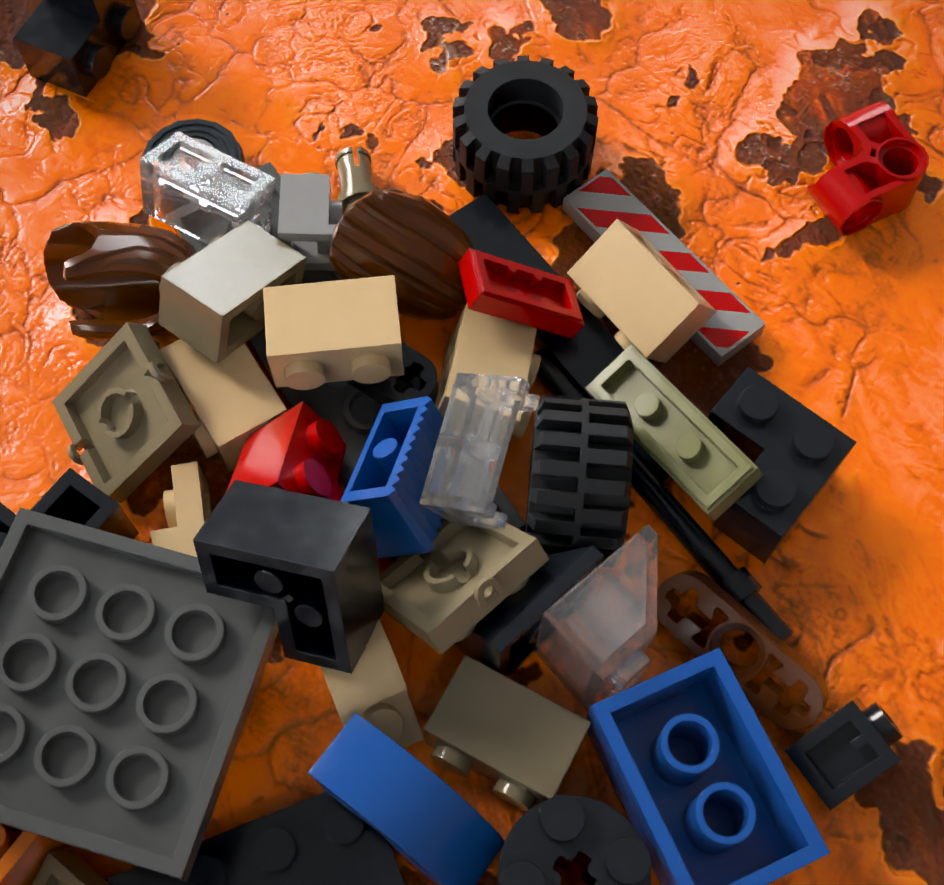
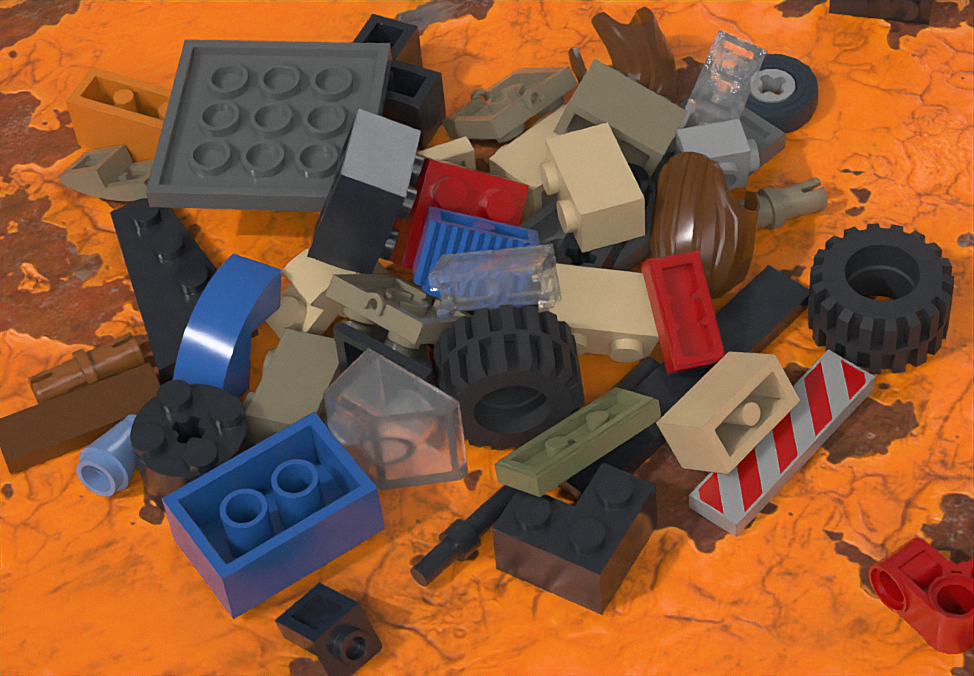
camera: 85 degrees right, 15 degrees down
(791, 670) = (402, 540): reddish brown beam -> none

